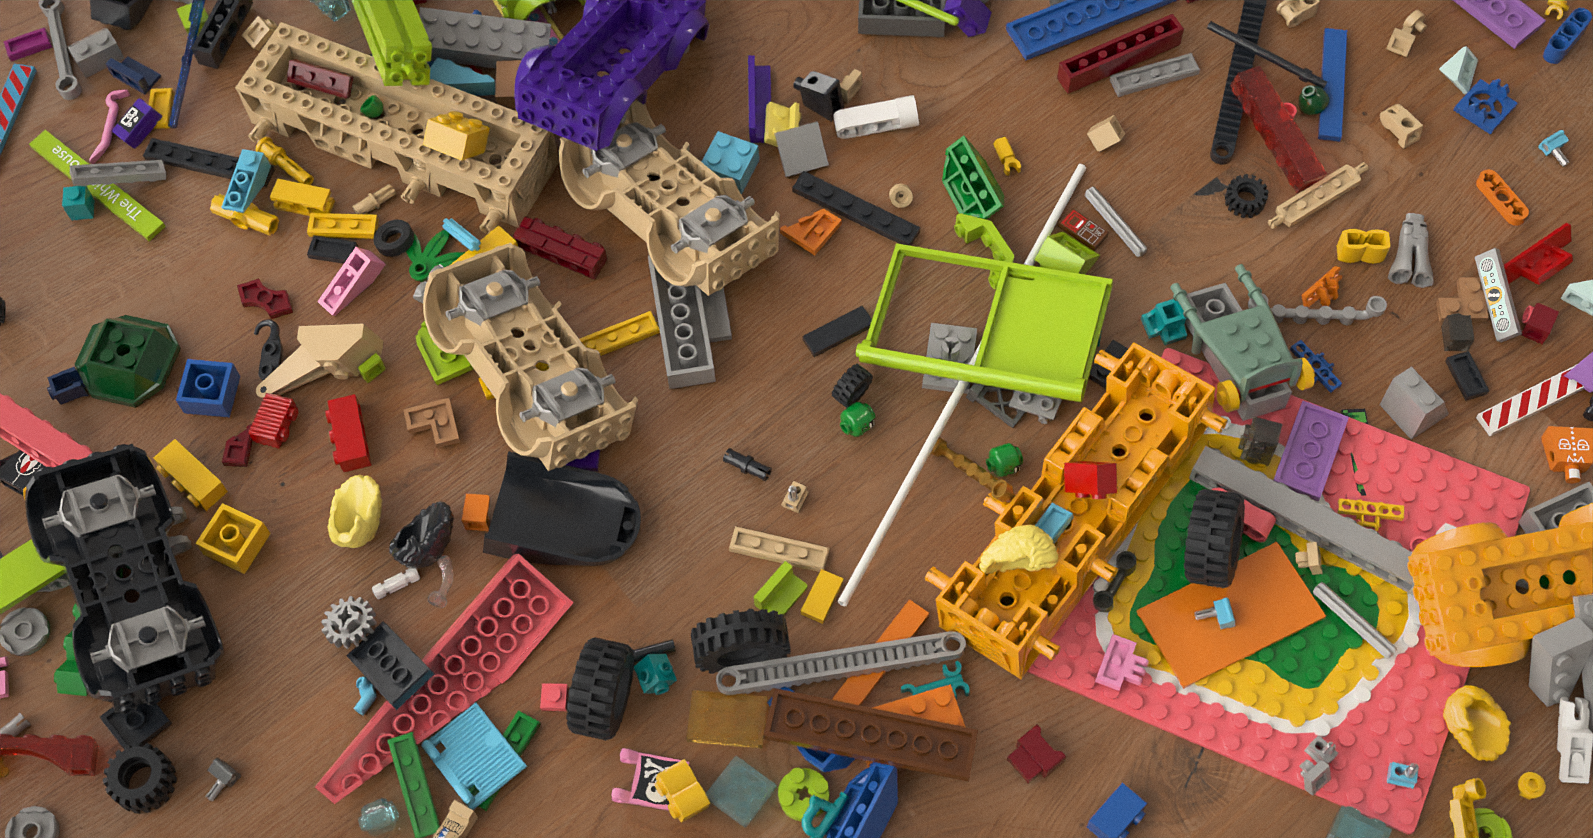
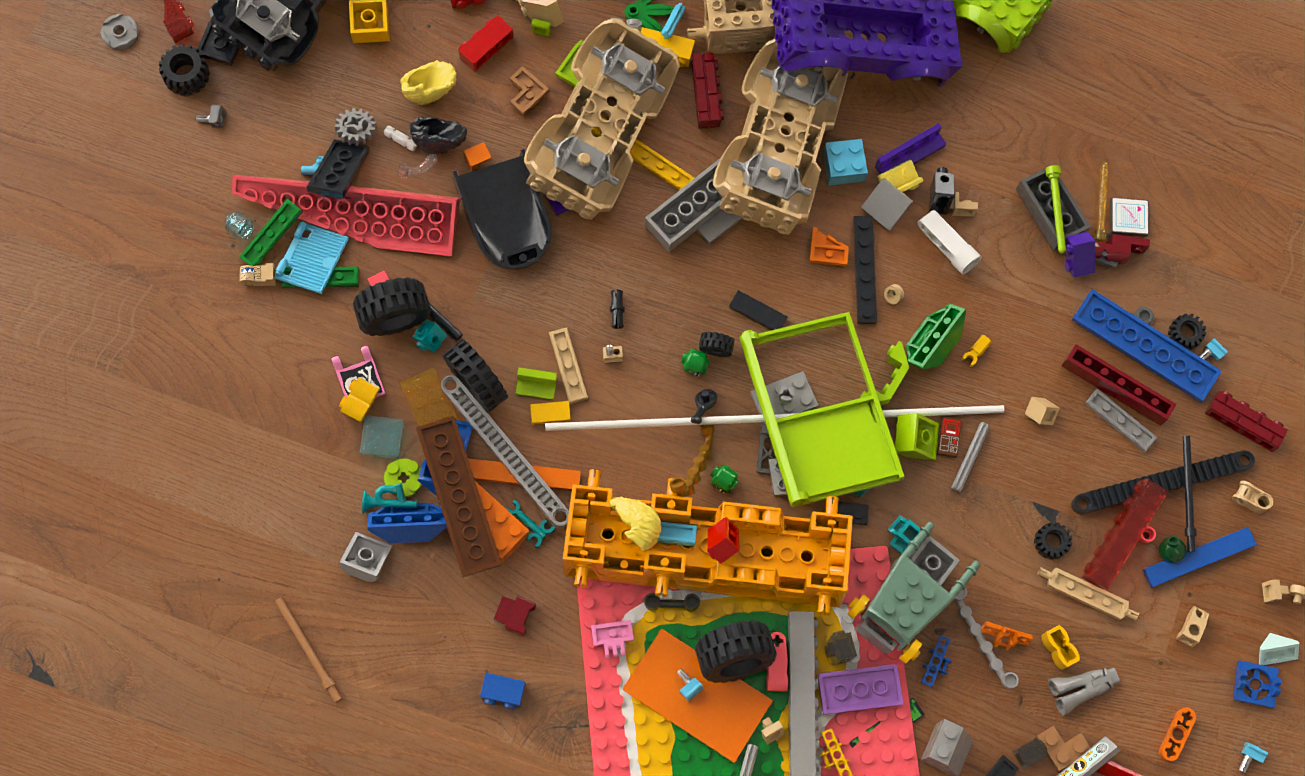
camera: 50 degrees right, 10 degrees up
(907, 431) = (704, 401): none -> black piece

